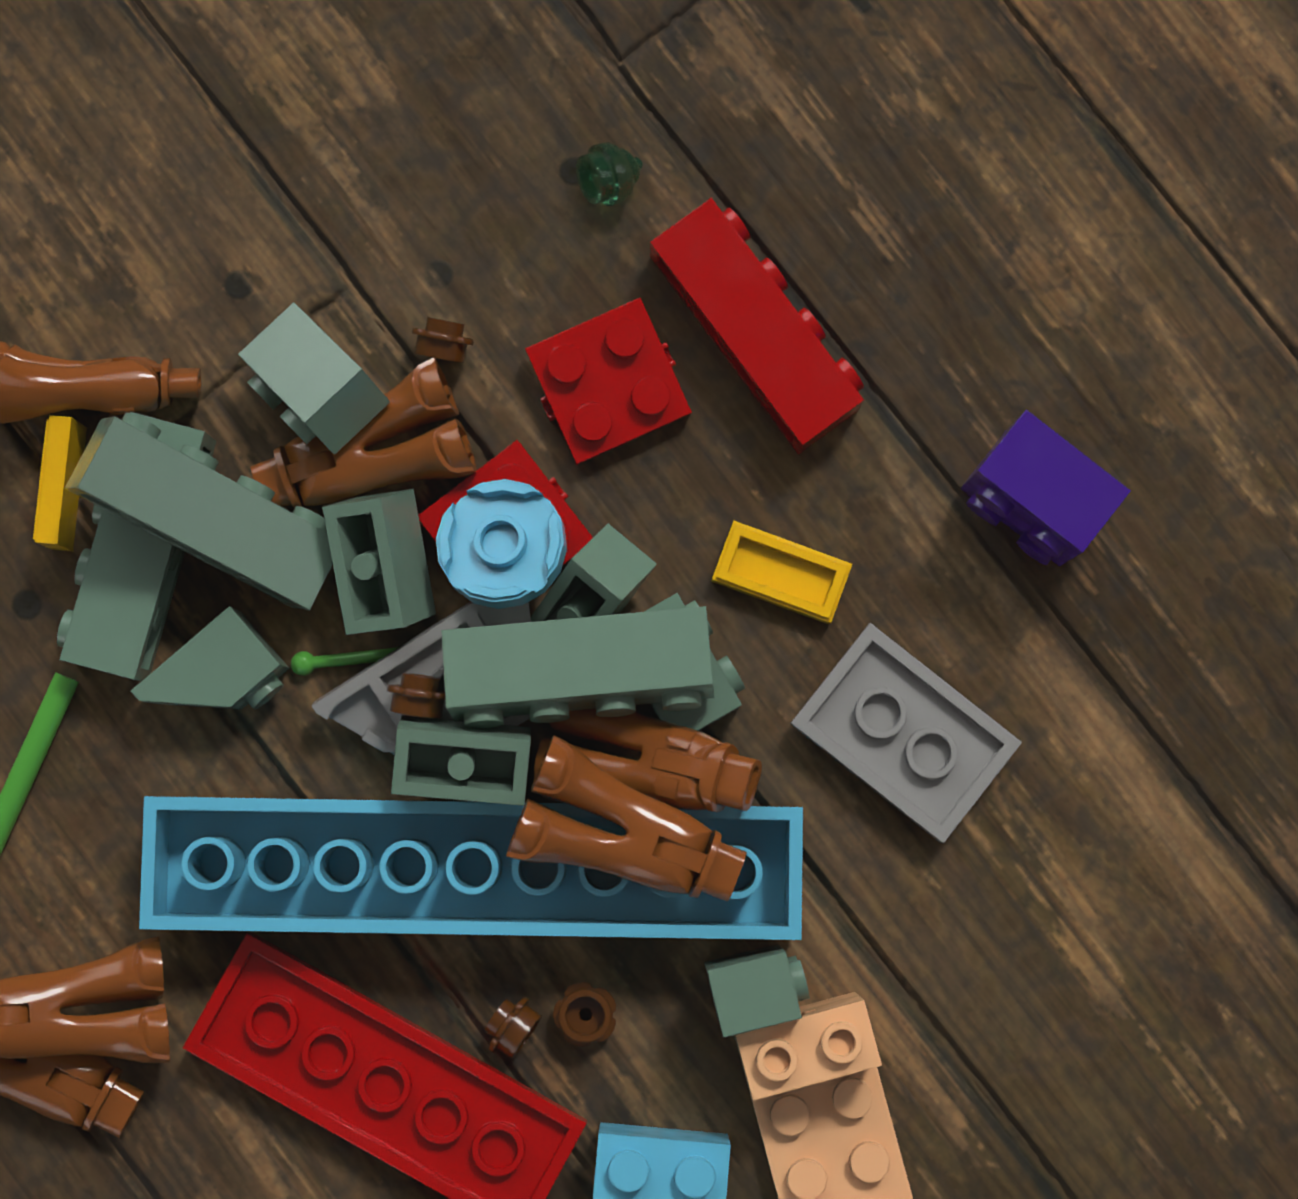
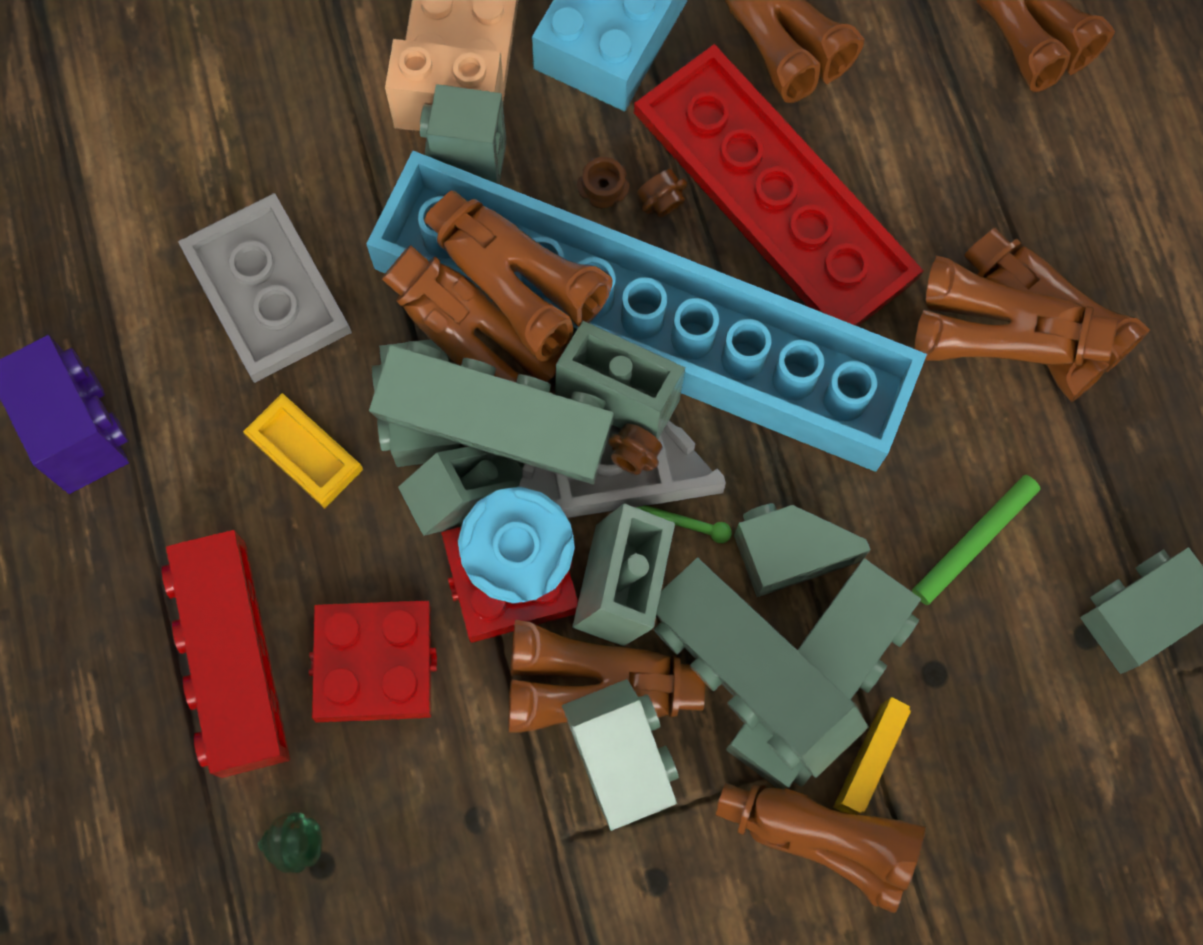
camera: 160 degrees left, 10 degrees down
(442, 340) = (497, 750): reddish brown plate -> none

